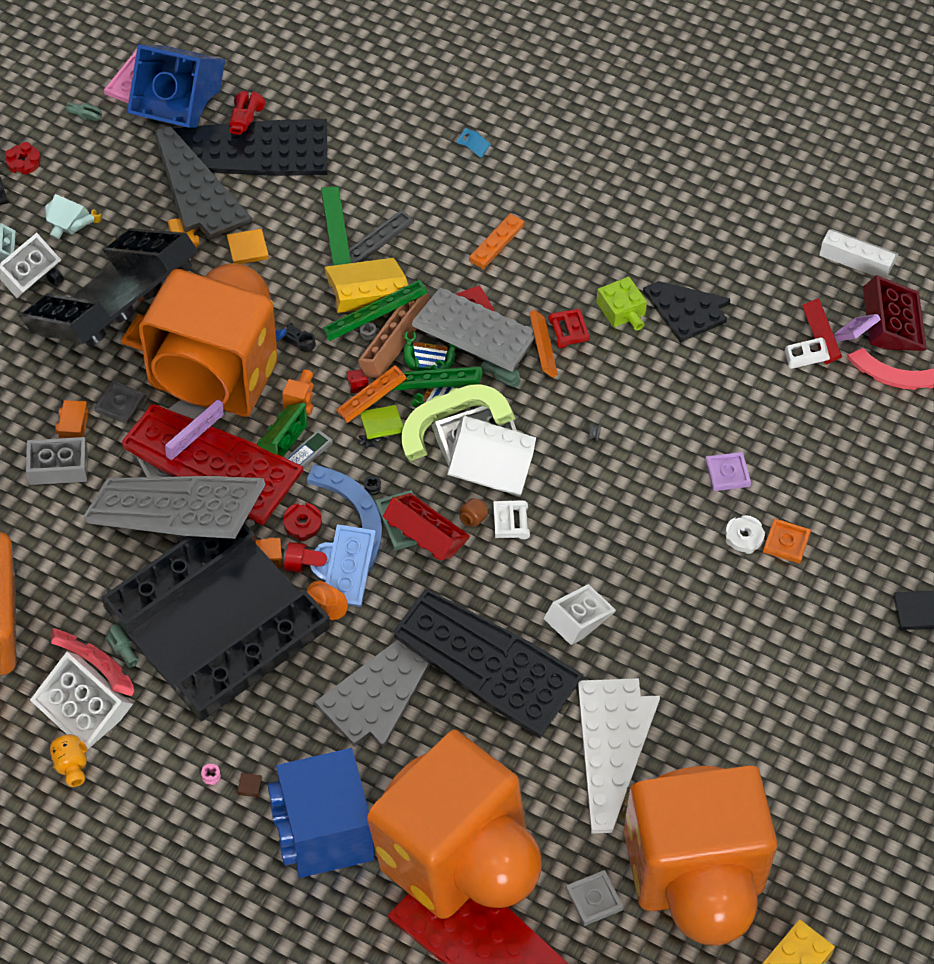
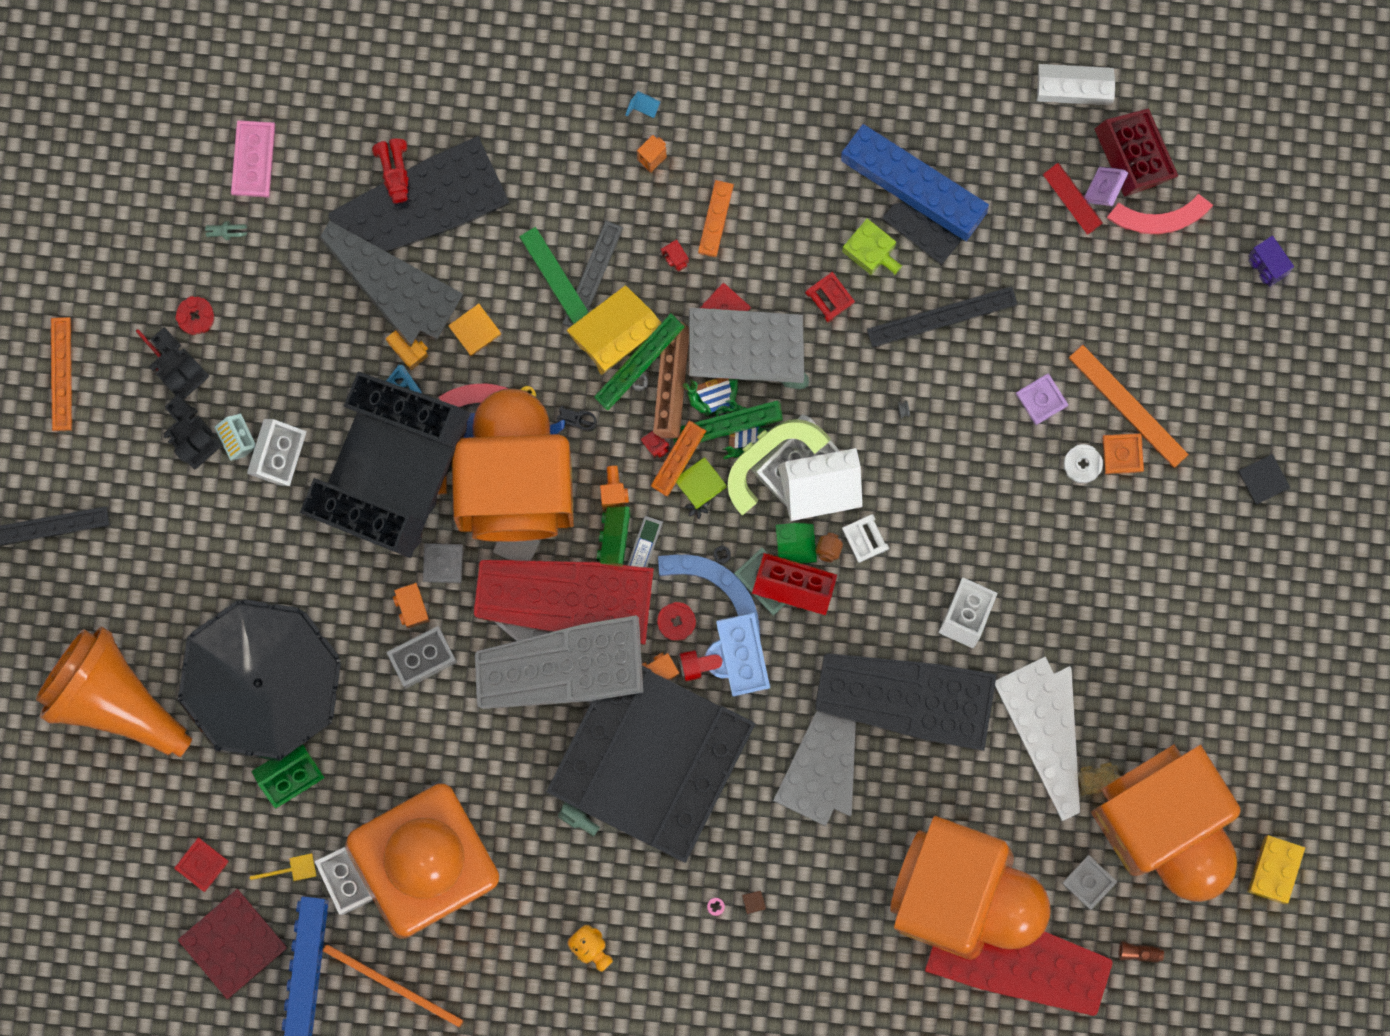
camera: 20 degrees left, 25 degrees up
(55, 277) = (307, 449): black bush -> none
(68, 216) = (280, 372): light aqua torso -> none
(80, 700) = (569, 887): white slope -> none
(109, 667) = (563, 840): coral tile -> none
(173, 84) = (309, 167): blue brick -> none
(194, 429) = (537, 577): lavender tile -> none
(321, 813) = (837, 915): blue piece -> none
(329, 599) = (737, 696): orange piece -> none
(445, 496) = (796, 542): none -> green slope
(447, 251) = (675, 255): none -> red brick
(464, 172) = (652, 153): none -> orange brick
(543, 343) = (814, 327): orange tile -> none
(663, 376) = (942, 317): none -> black plate
(684, 267) = (914, 182): none -> blue brick
(808, 357) = (1071, 237): white piece -> none
(808, 506) = (1128, 406): none -> orange tile

